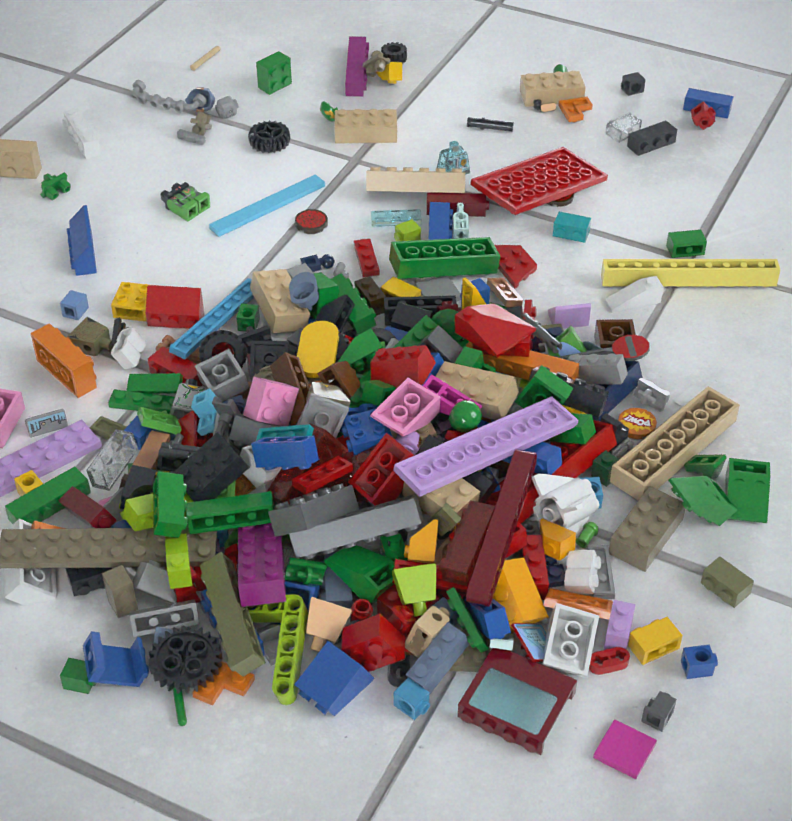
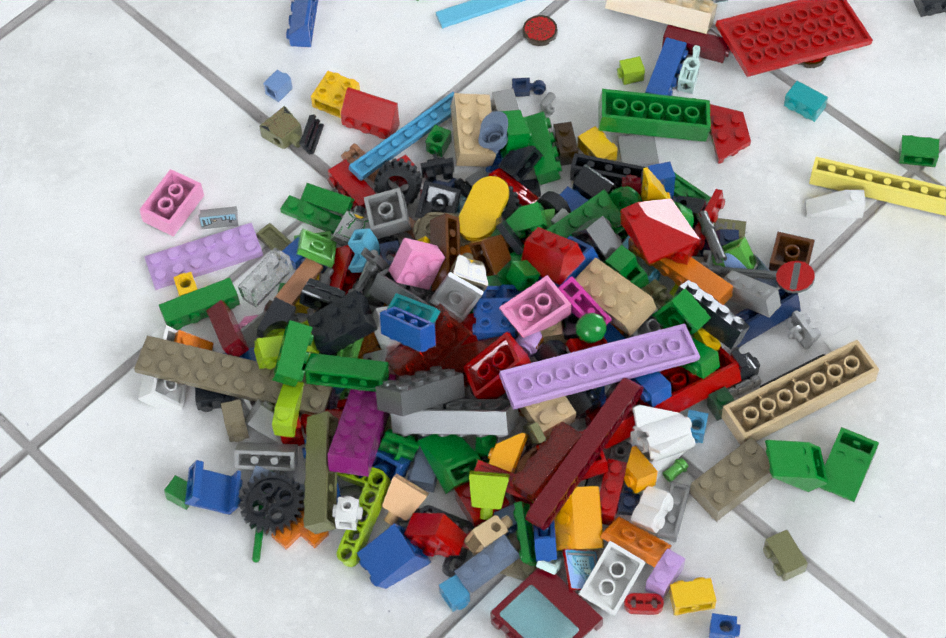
camera: 20 degrees right, 15 degrees up
(64, 360) = (250, 153): orange brick -> none
(128, 348) = (313, 152): white brick -> none
(274, 642) = (347, 513): none -> white brick
(322, 475) = (438, 356): red plate -> none
(353, 362) = (509, 235): none -> black tile
(361, 610) = (437, 498): red brick -> none
(366, 258) = (580, 90): red plate -> none
(395, 217) = (627, 46): clear light blue plate -> none
(402, 618) = (467, 518): red bracket -> none
(504, 292) = (702, 170): nougat plate -> none
(571, 315) = (759, 213): lavender slope -> none
(638, 421) = (775, 357): tile -> none
(707, 464) = (820, 424): green slope -> none

